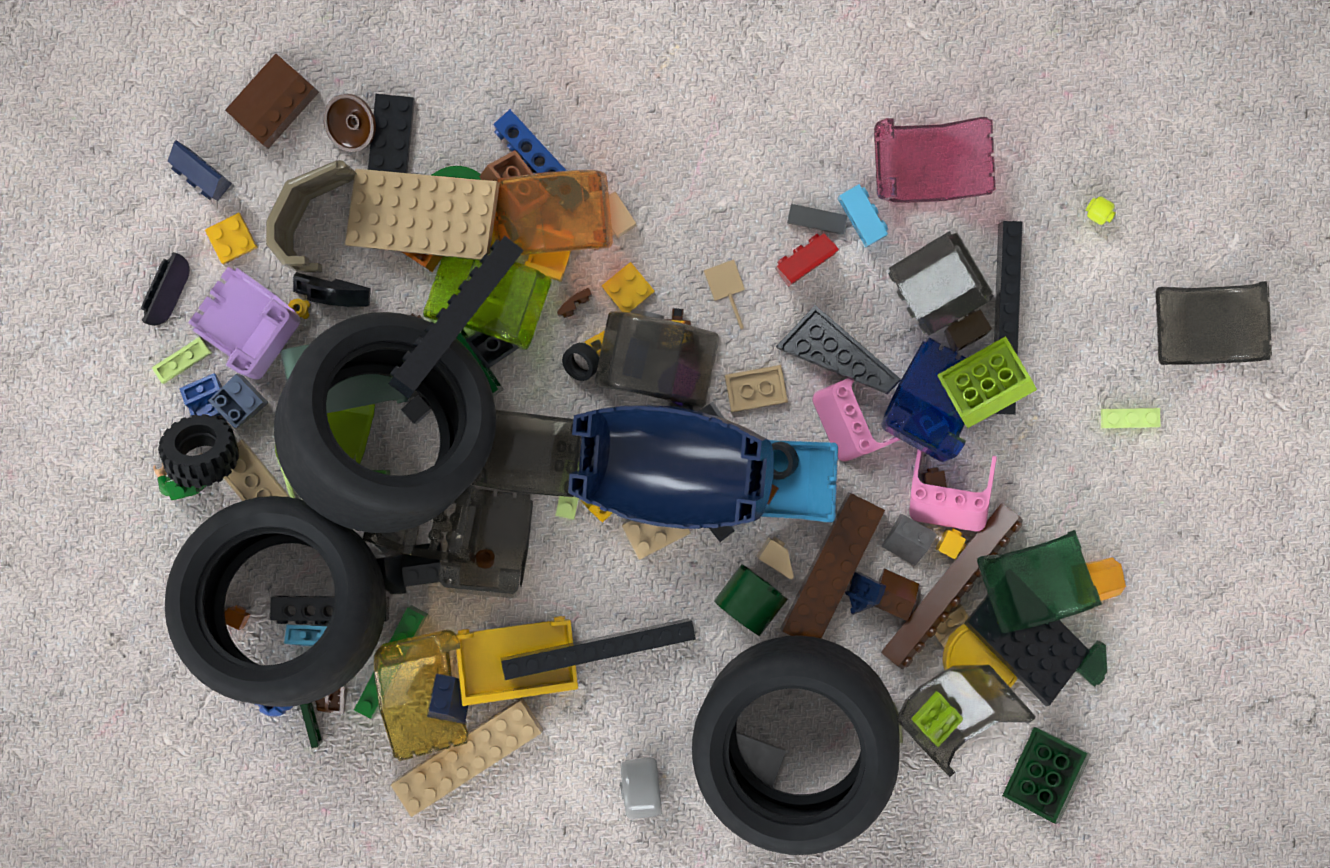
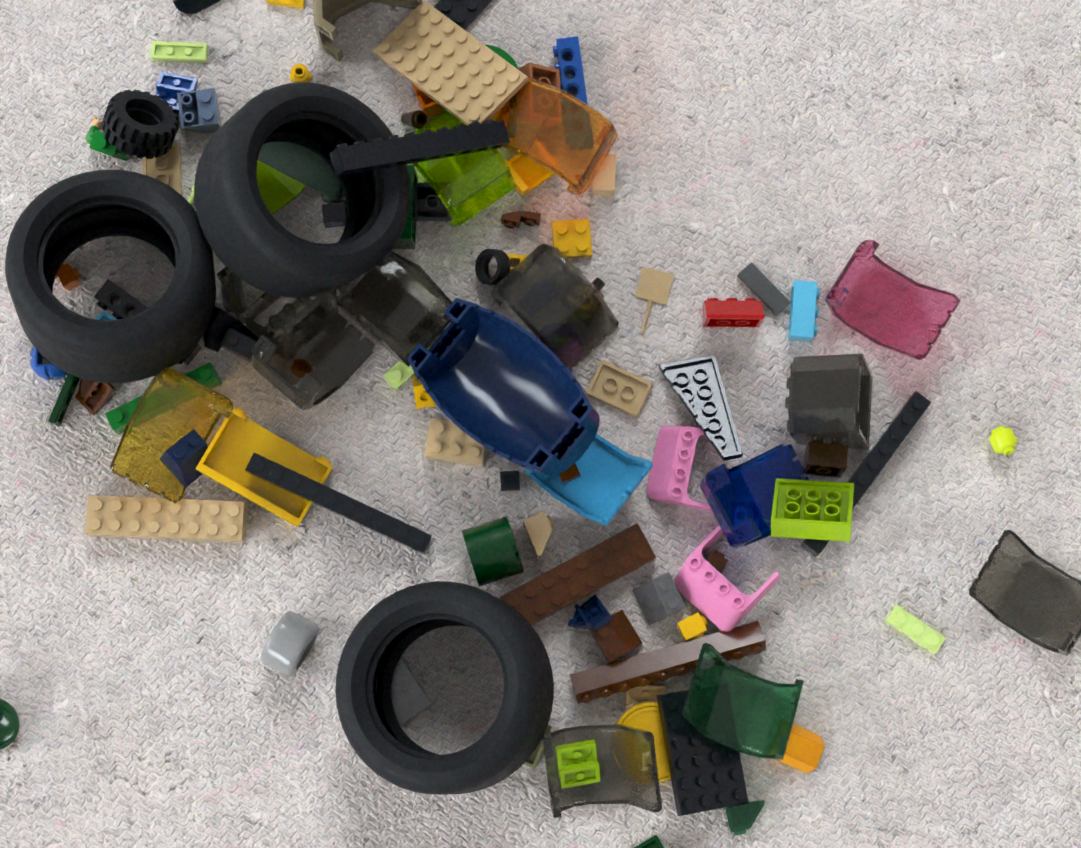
camera: 30 degrees right, 10 degrees down
(245, 323) = (250, 54): lavender windscreen -> none
(331, 293) = (330, 74): black slope -> none
(424, 279) = (415, 119): none -> dark brown cone
(792, 459) = (607, 463): black tyre -> none

